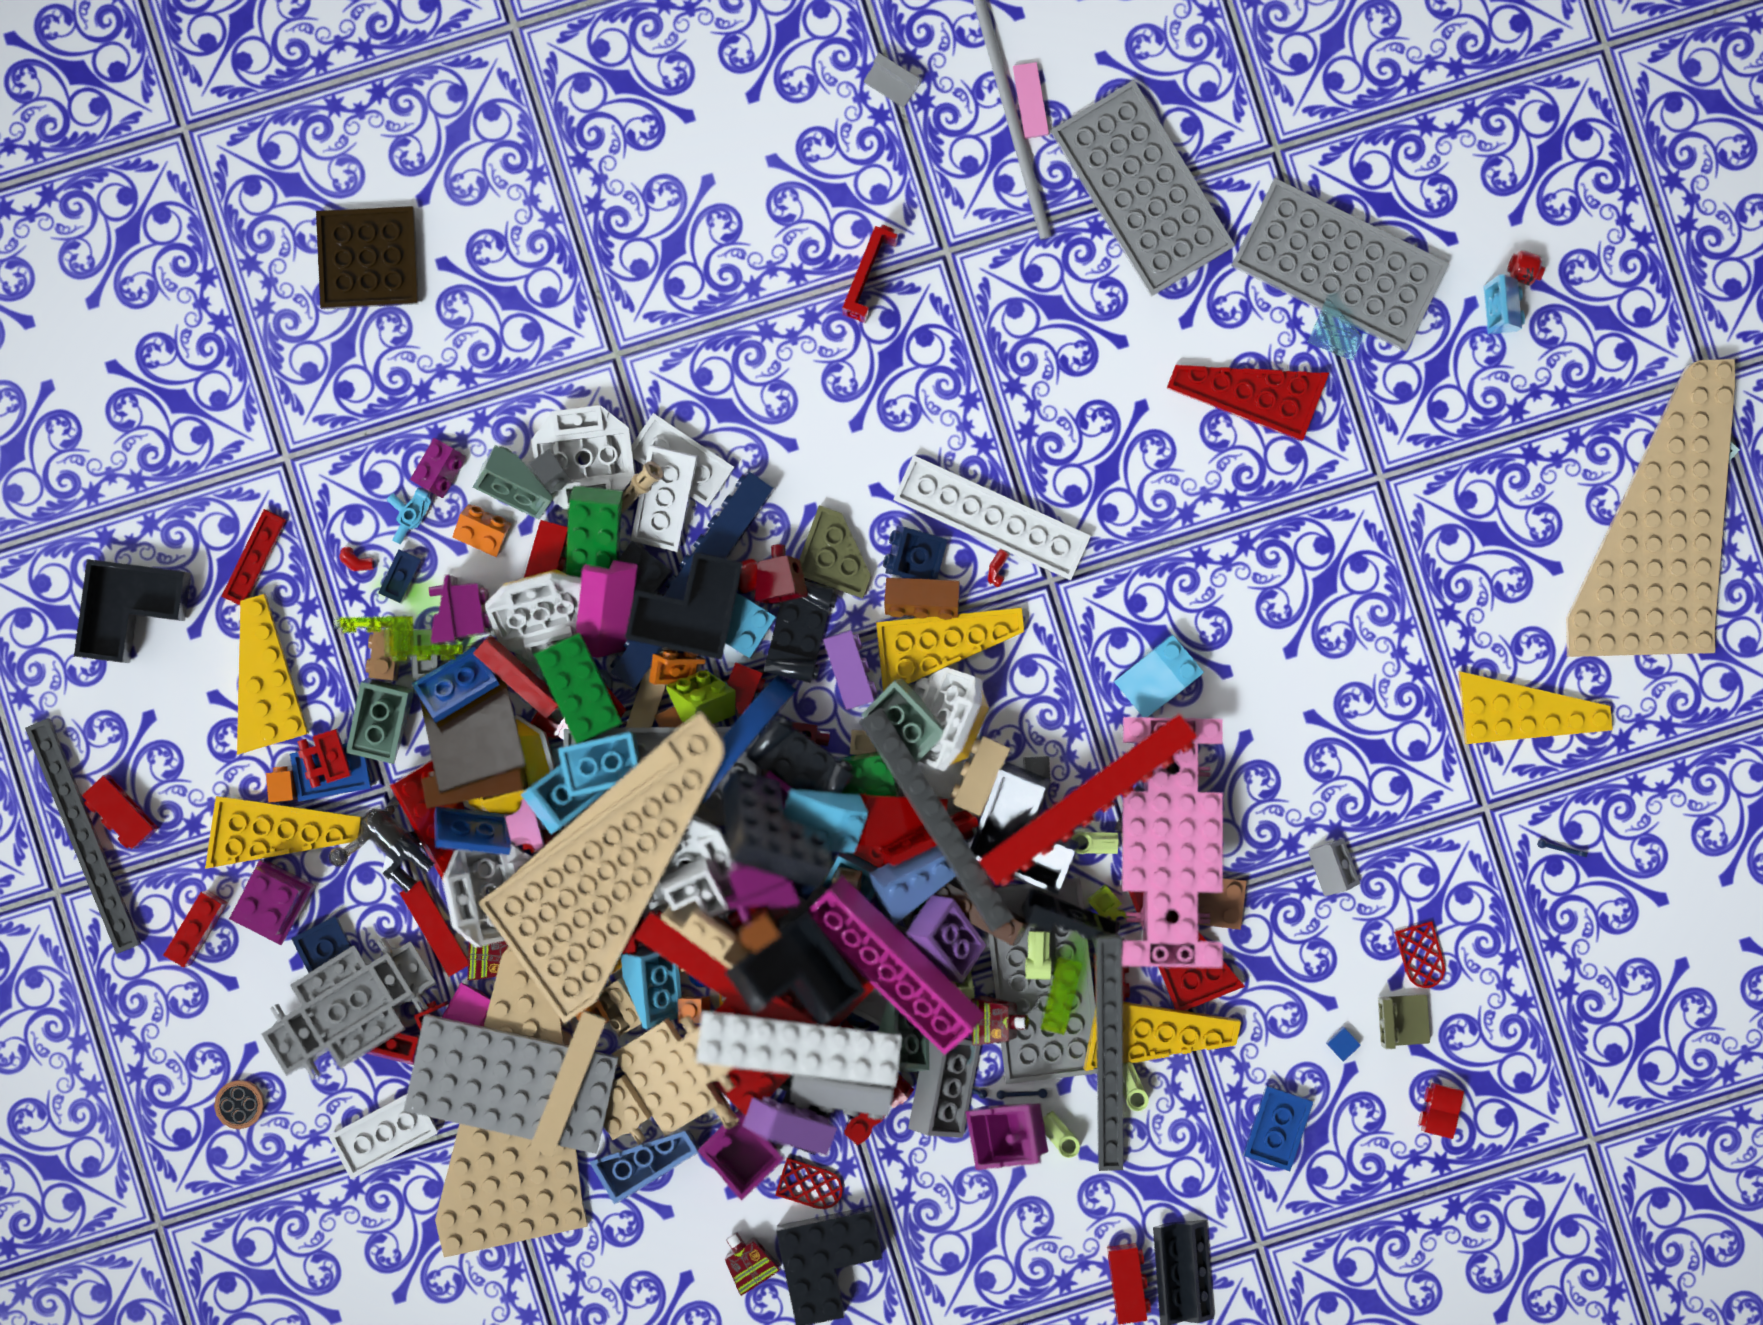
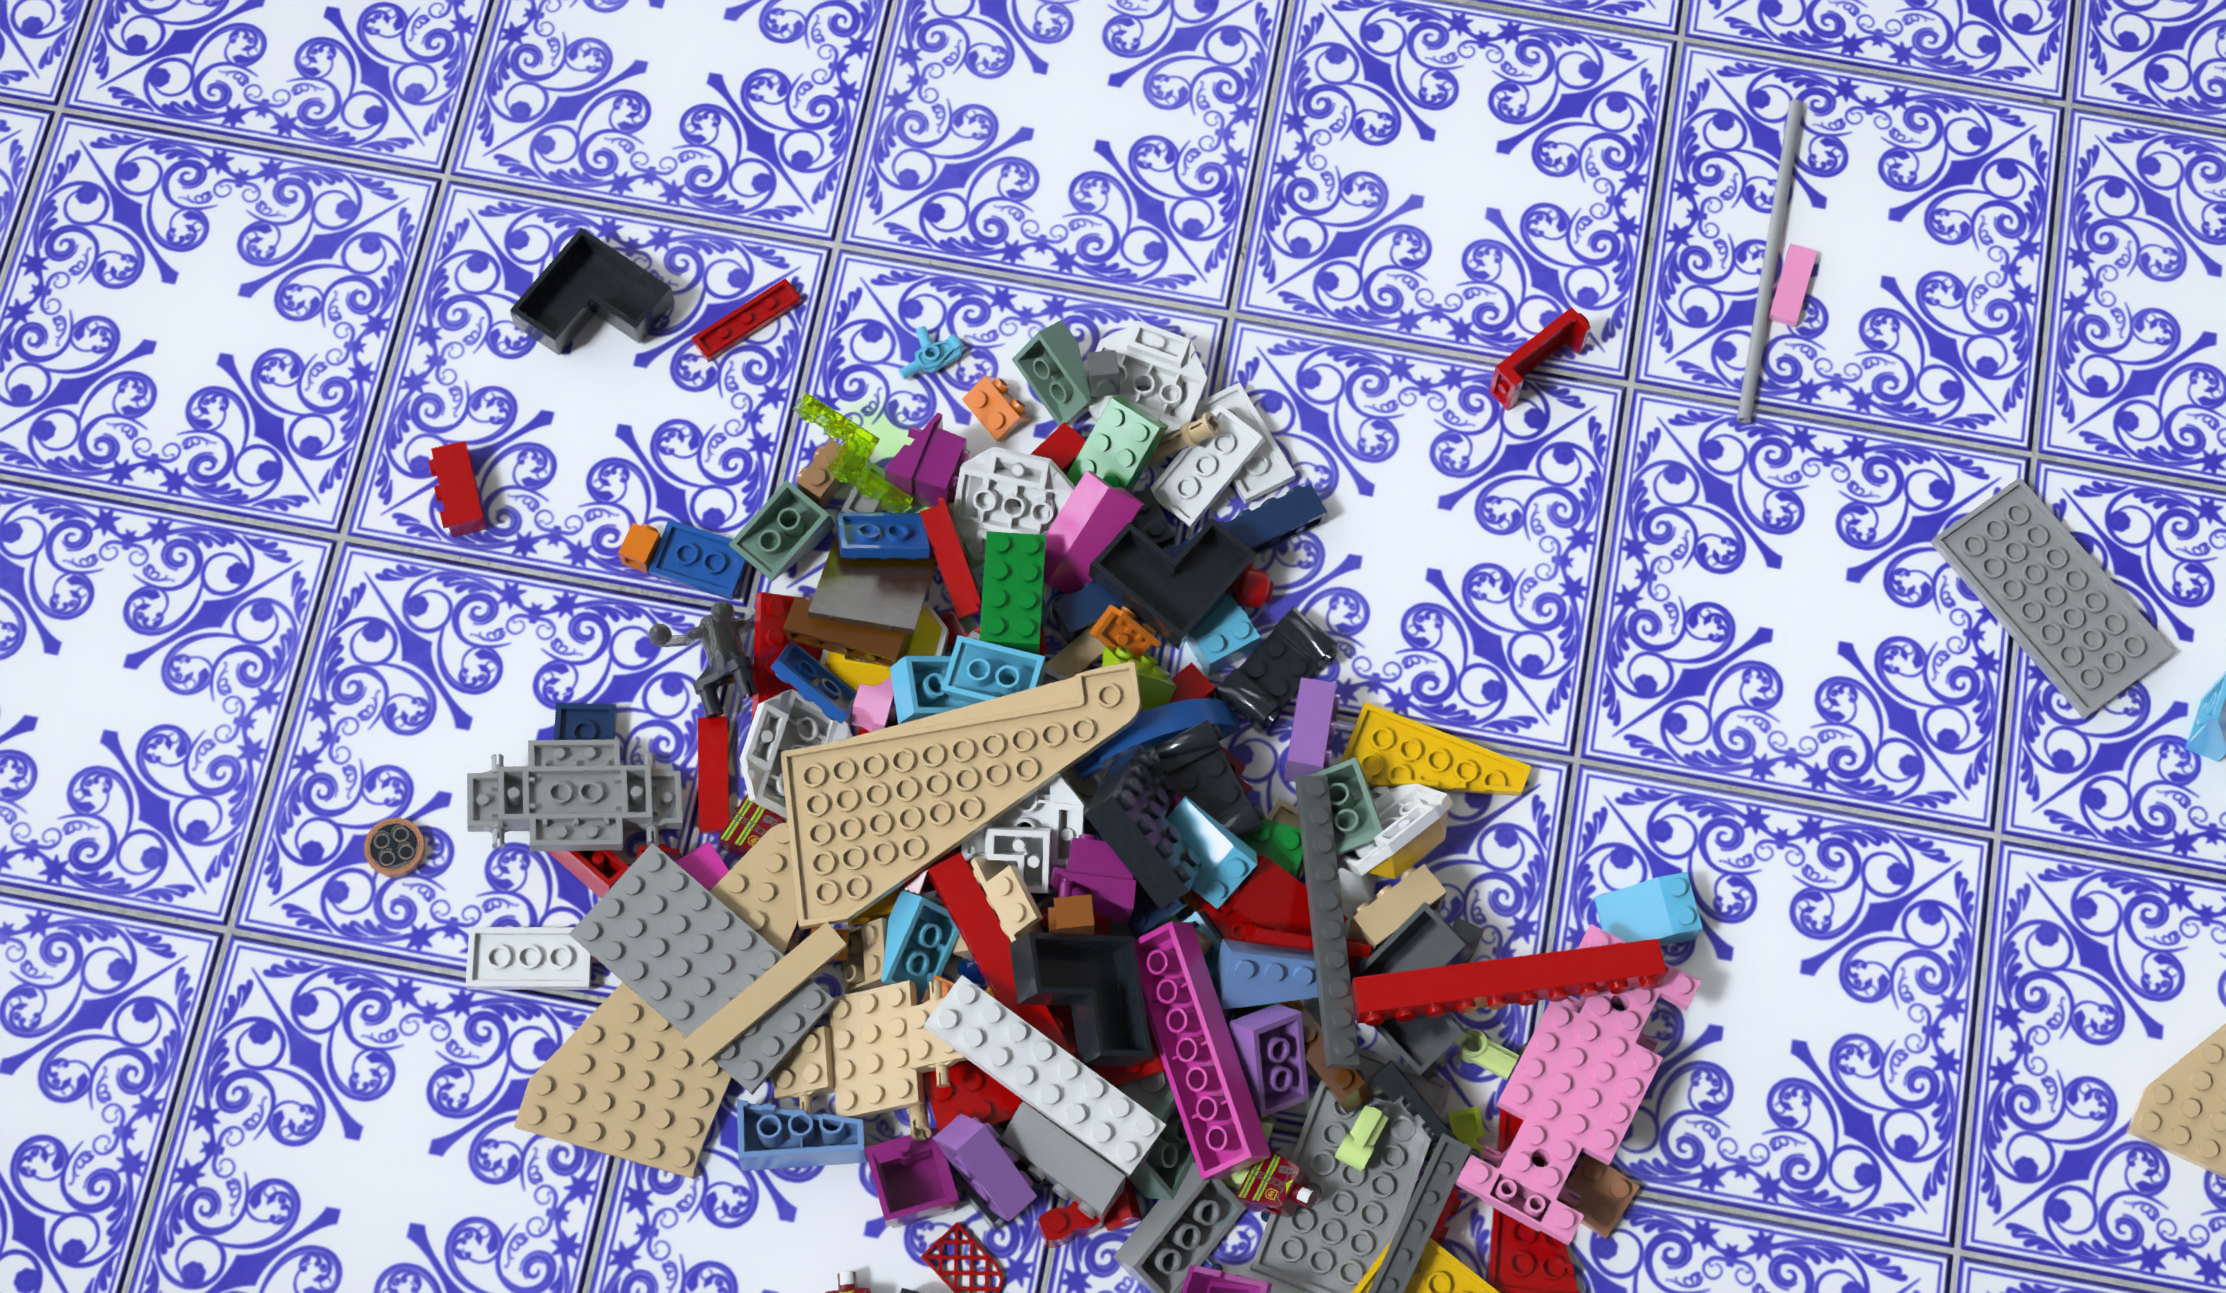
camera: 25 degrees right, 20 degrees down
(83, 835) = (405, 496): dark grey plate -> none
(195, 928) = (463, 641): red brick -> none
(261, 830) = (593, 582): yellow wing -> none
(266, 692) = (679, 455): yellow wing -> none
(271, 901) = (558, 652): magenta piece -> none
(331, 757) = (710, 542): red plate -> none
(353, 562) = (845, 372): red arm -> none
(367, 257) = (1029, 102): dark brown plate -> none
(400, 576) = (886, 408): dark blue plate -> none
(438, 468) = (987, 327): magenta bracket -> none
(779, 578) = (1285, 601): dark red torso -> none
(833, 555) = (1354, 614): olive plate -> none
(891, 80) = (1657, 197): light grey panel -> none
(914, 554) = (1442, 656): dark blue plate -> none
(922, 598) = (1428, 700): dark orange brick -> none
(992, 517) = (1546, 662): white plate -> none
(995, 566) = (1523, 711): red arm -> none
(1060, 995) = (1365, 1193): clear neon green brick -> none
(1142, 188) = (1871, 422): light grey plate -> none
(1262, 396) = (1902, 685): red wing -> none
(1334, 867) = (1748, 1223): light grey panel -> none
(1335, 332) = (2015, 659): clear light blue wing -> none
(1510, 711) = (2036, 1159): yellow wing -> none

